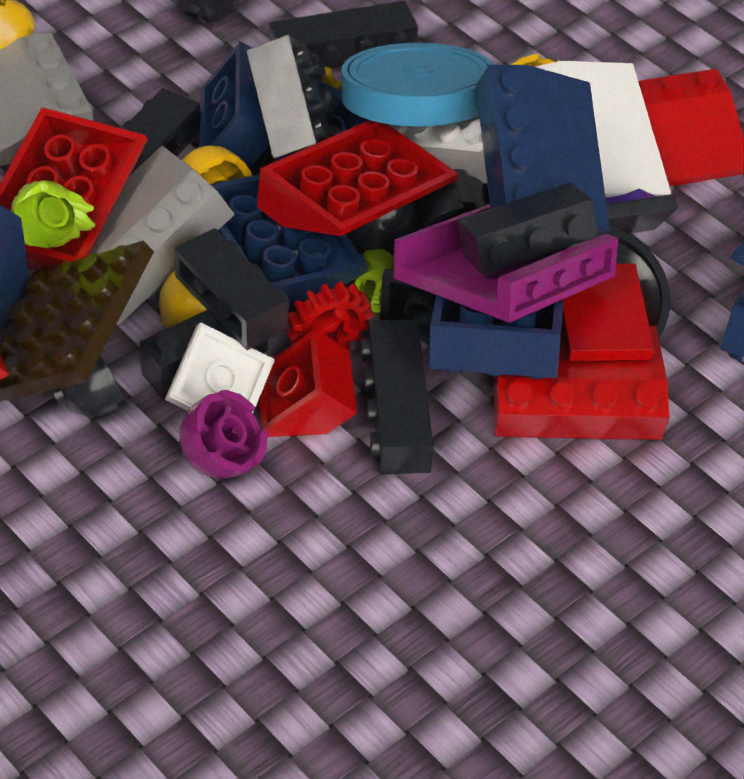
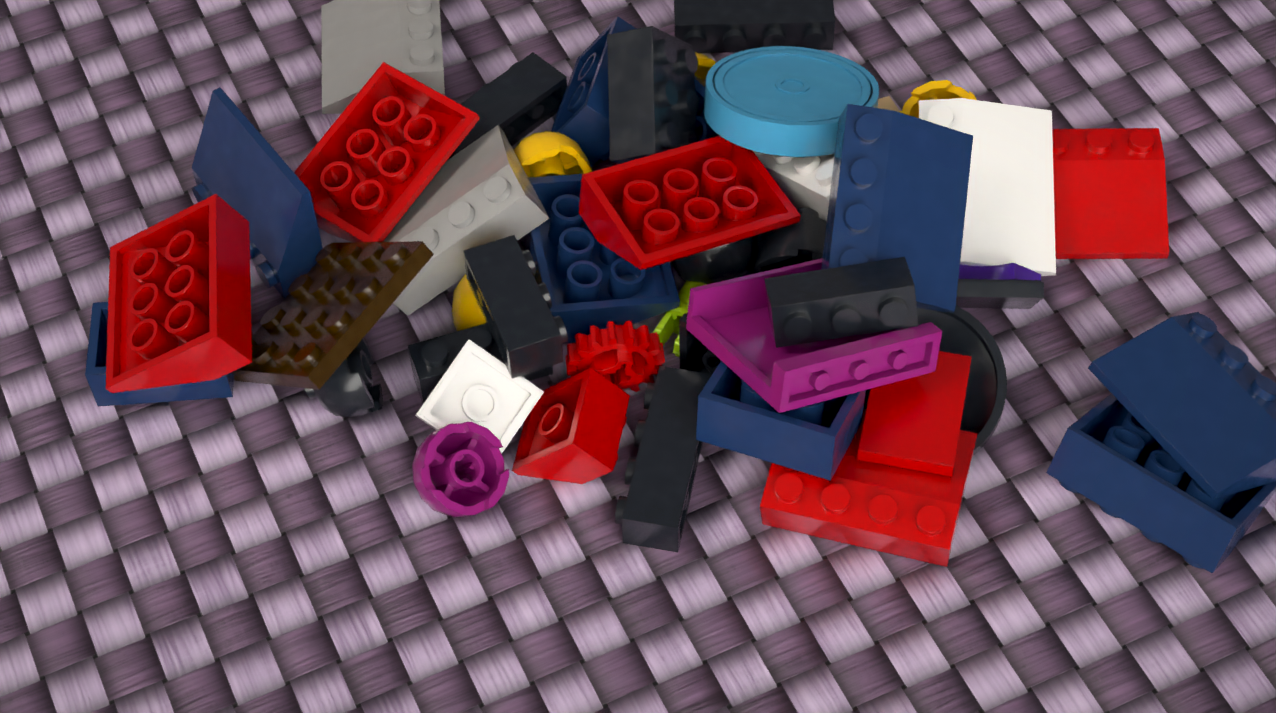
camera: 20 degrees right, 5 degrees up
(51, 214) = (349, 188): lime hair -> none

